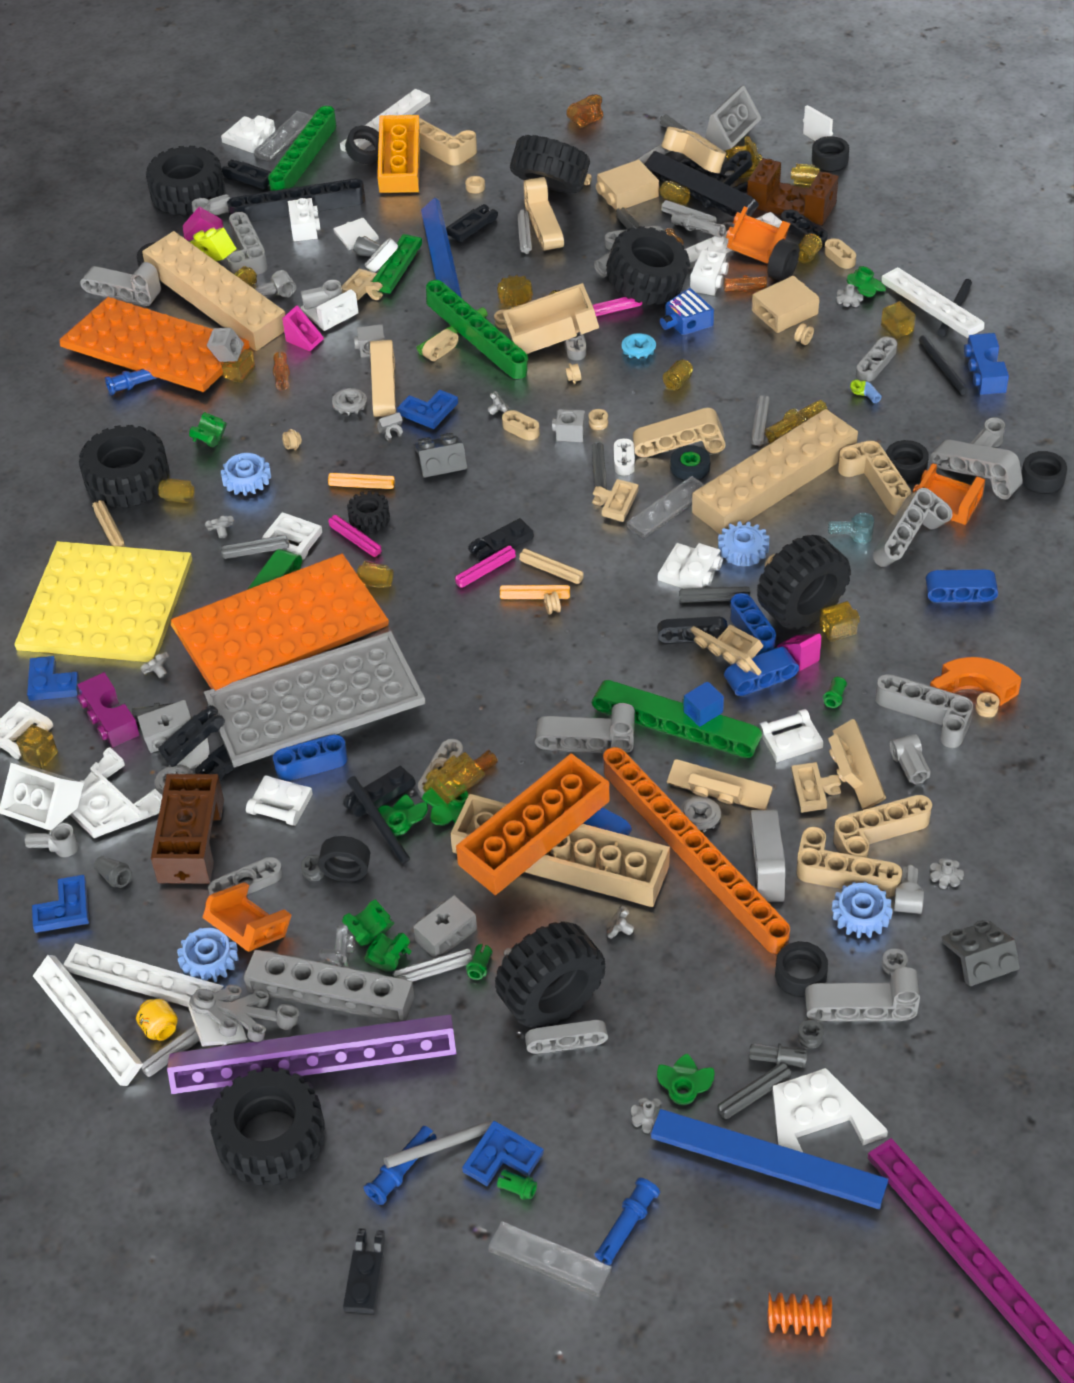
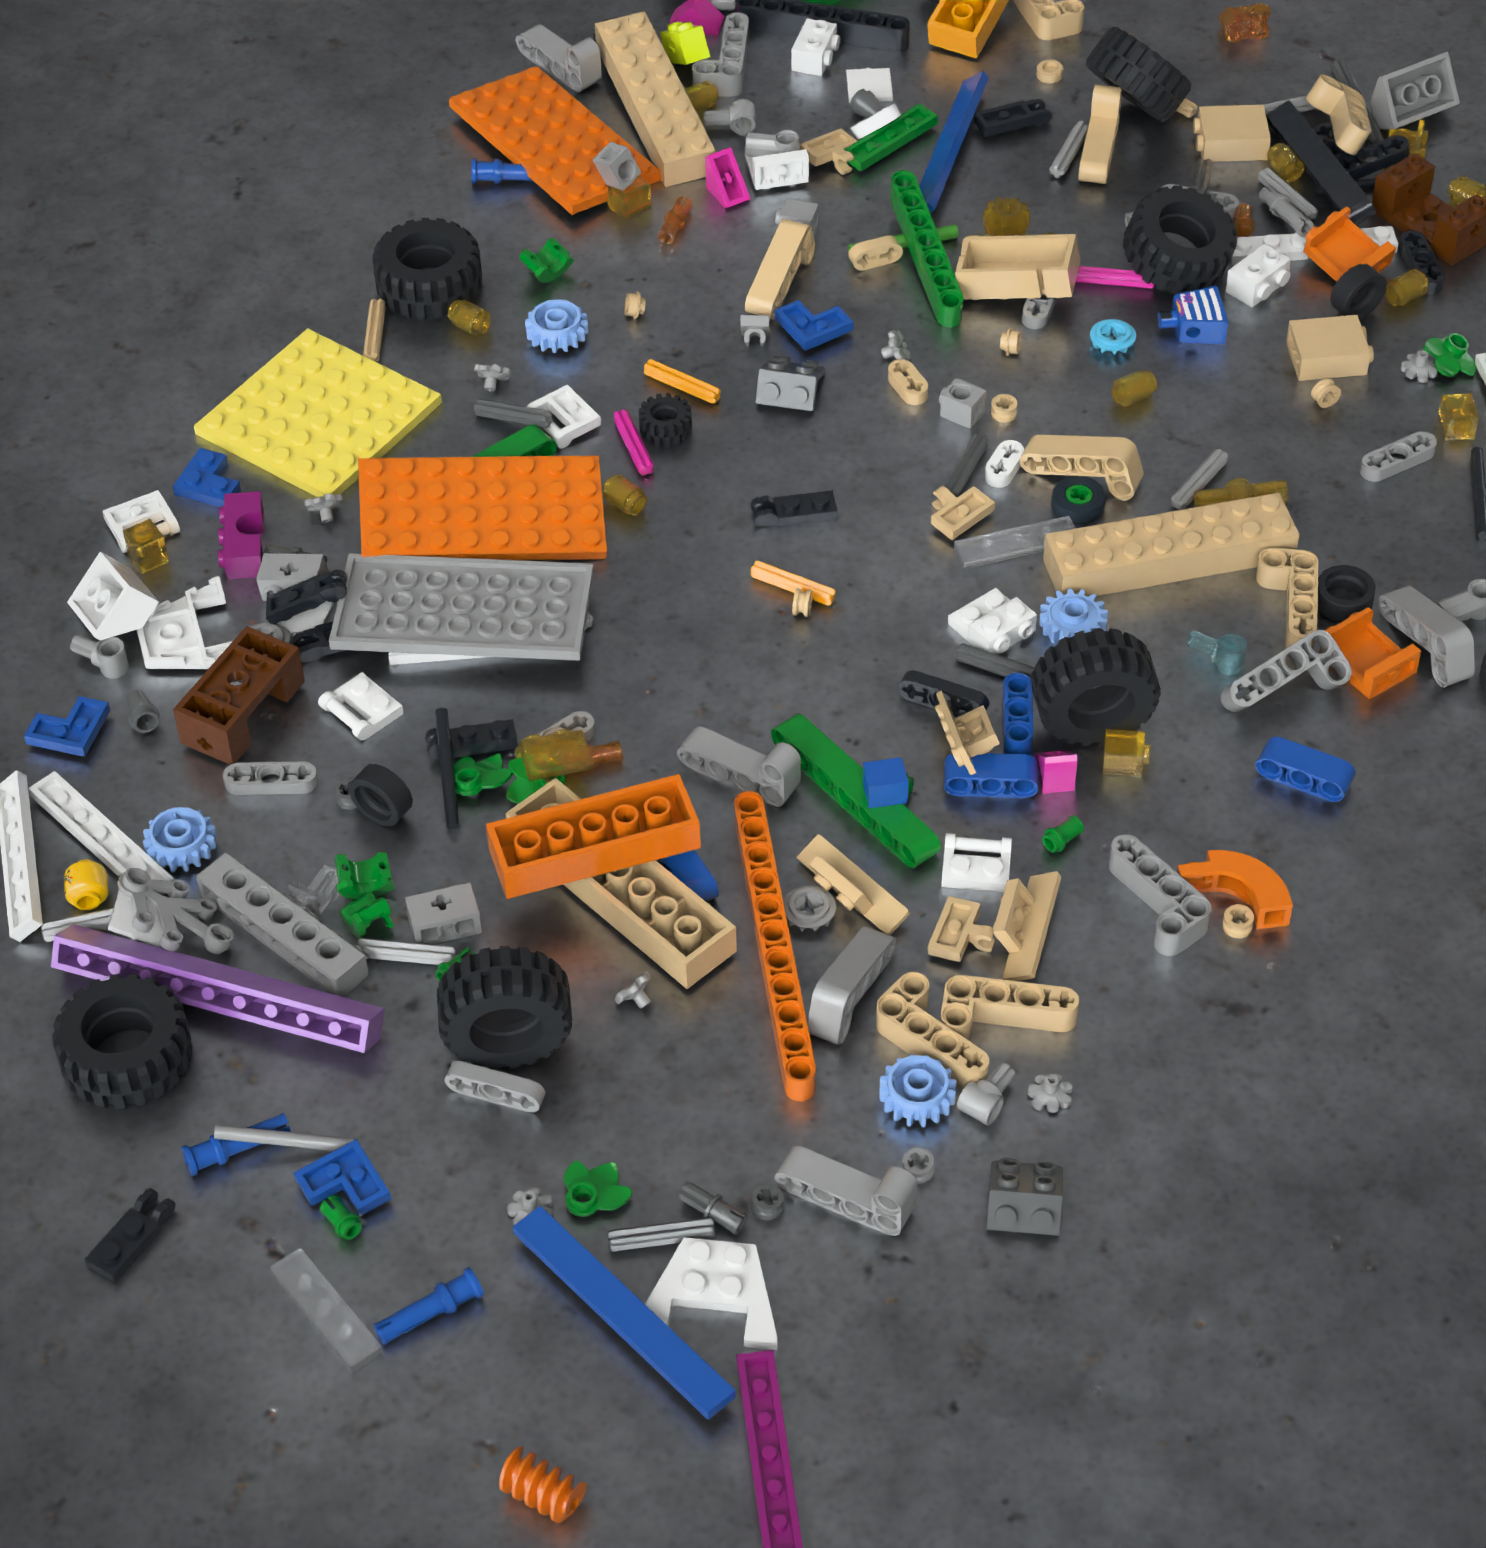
camera: 25 degrees right, 0 degrees up
(243, 920) = (237, 816): orange panel -> none
(310, 758) = (421, 672): blue beam -> none
(353, 396) = (738, 278): light grey gear -> none
(485, 566) = (756, 532): dark pink axle -> none
(551, 566) = (832, 560): tan axle -> none
(759, 283) = (1280, 299): clear orange pin -> none
(800, 950) = (804, 1103): black tyre -> none
(840, 253) = (1445, 302): tan beam -> none
(865, 388) = (1357, 488): arm -> none
(909, 754) = (1098, 939): light grey piece -> none

